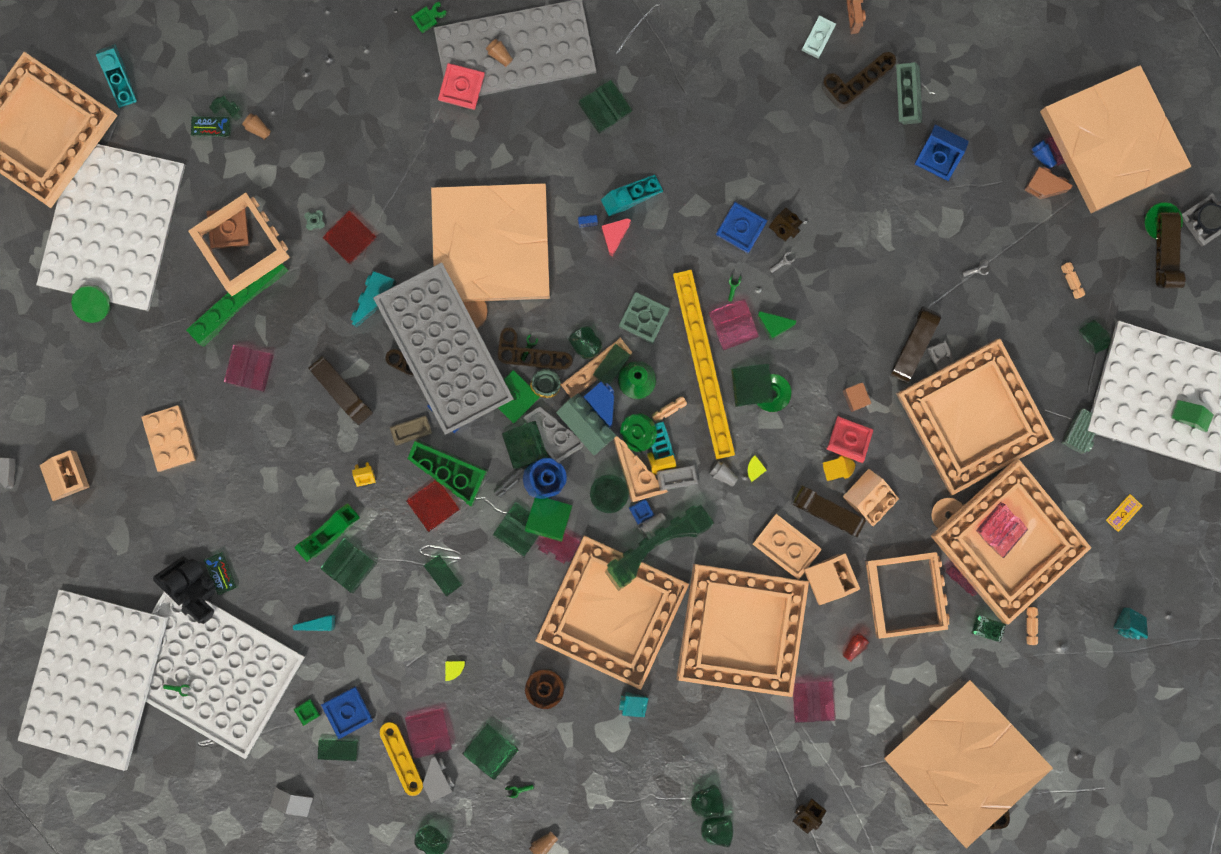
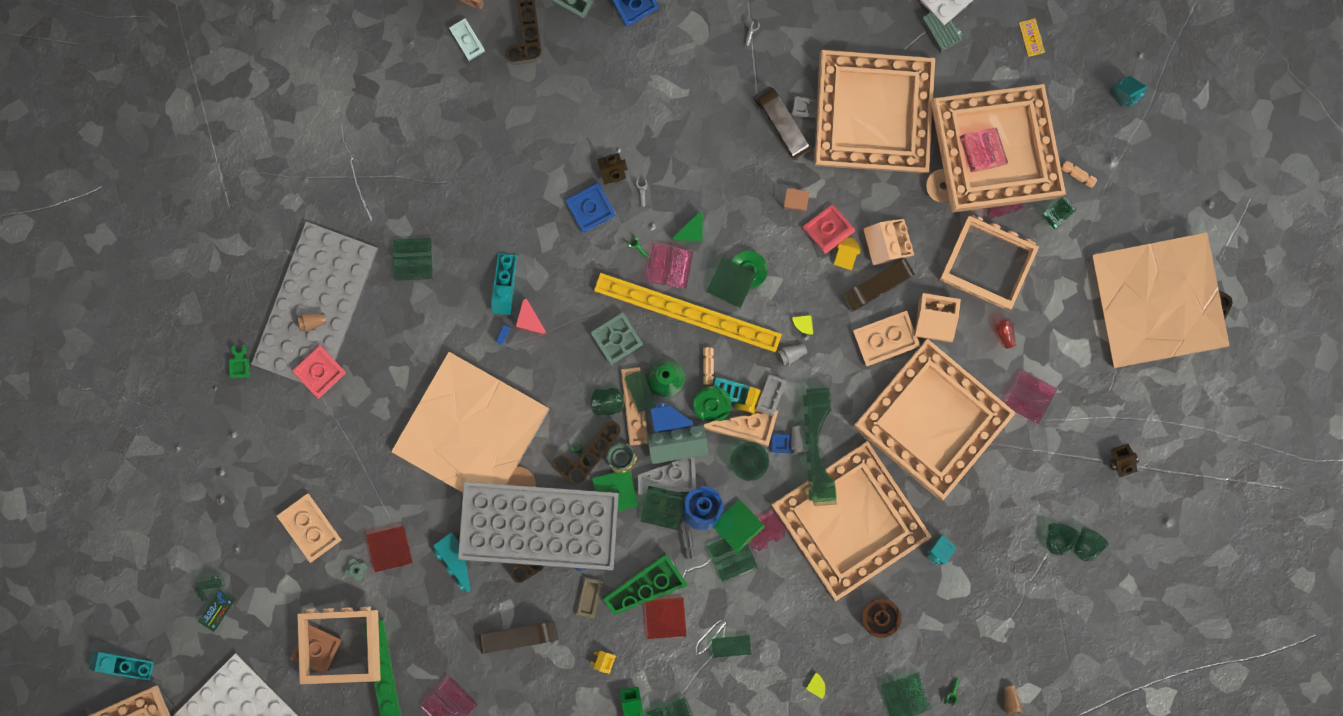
camera: 55 degrees left, 0 degrees up
(256, 126) = (242, 570): medium nougat cone -> none
(326, 160) = (309, 528): none -> light nougat plate

